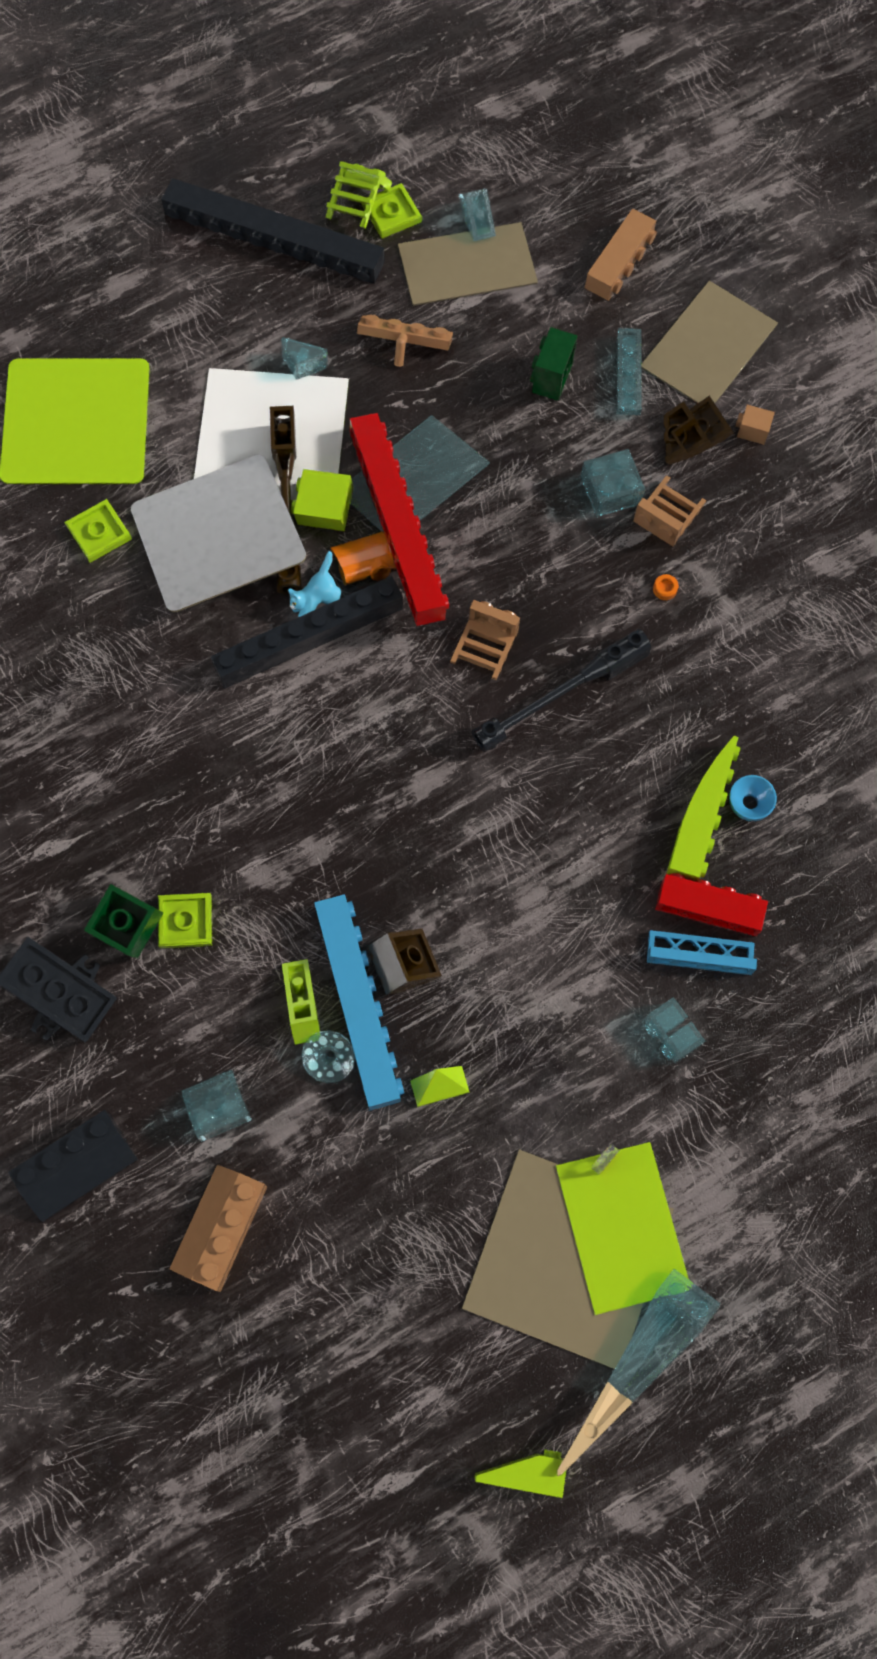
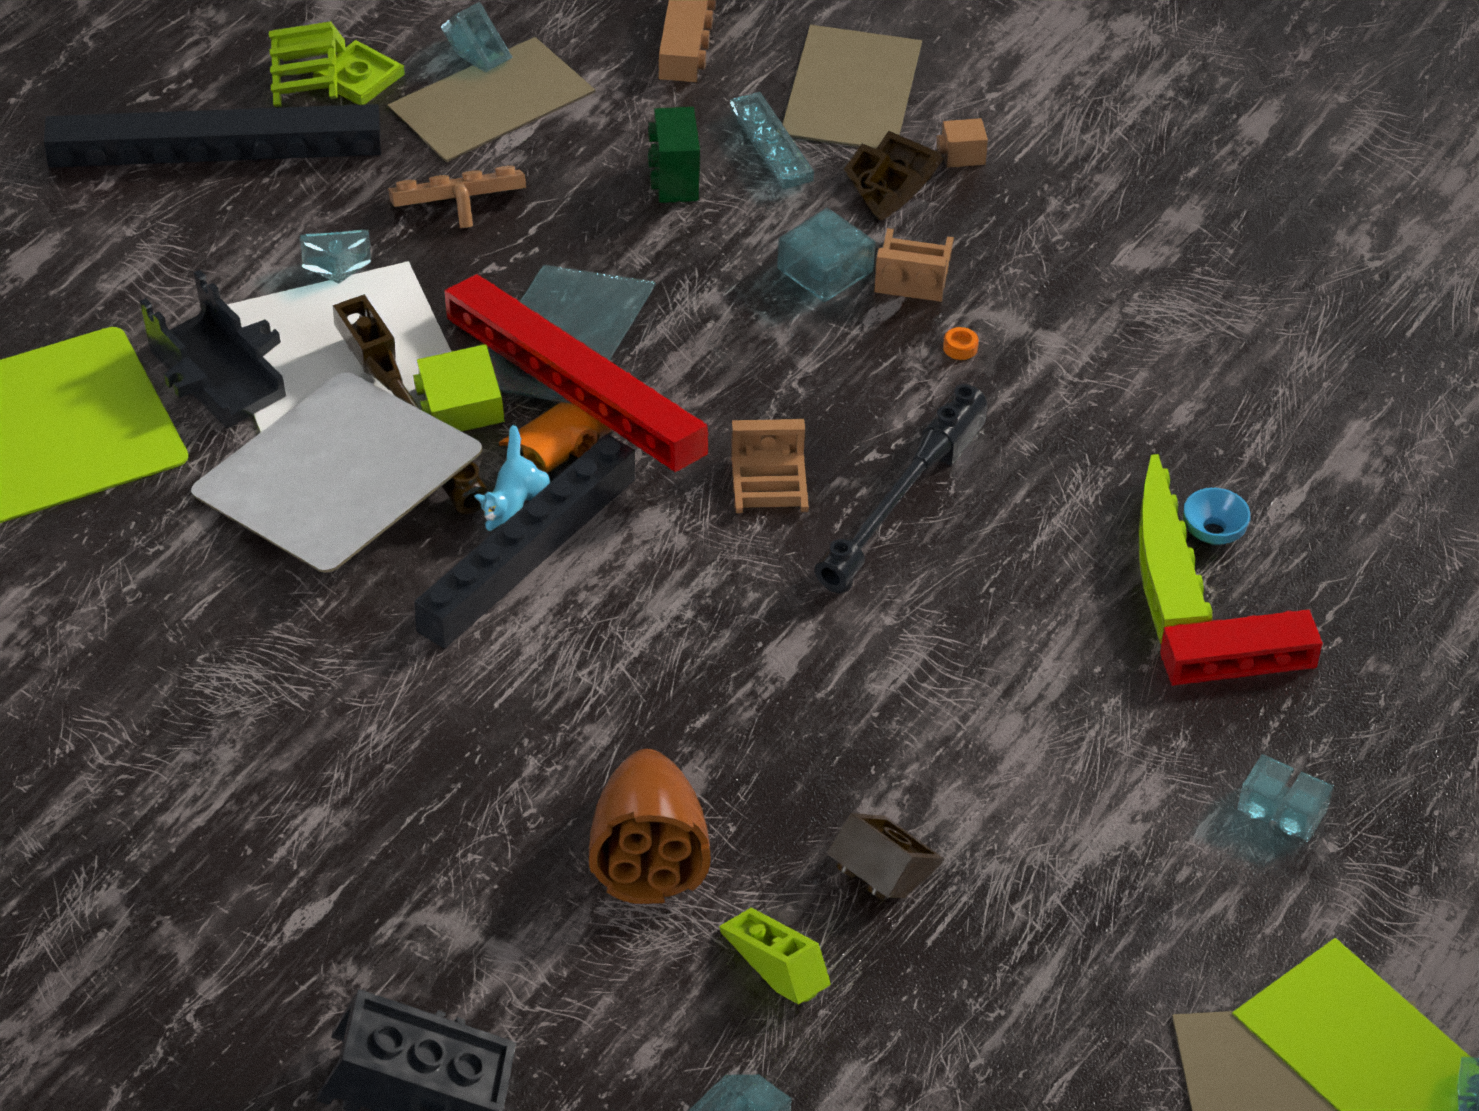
camera: 25 degrees left, 25 degrees down
(98, 530) = (160, 531): lime tile -> none
(123, 921) = (472, 946): dark green brick -> none
(185, 920) = (552, 927): lime tile -> none
(187, 416) = (217, 357): none -> black piece
(266, 881) = (648, 832): none -> dark orange cylinder
(328, 1068) = (870, 988): clear light blue dish -> none
(358, 1003) = (854, 926): dark azure brick -> none
(439, 1085) = (1019, 981): lime slope -> none
(605, 1158) = (1292, 969): clear tile -> none
(701, 959) = (1262, 707): dark azure fence -> none

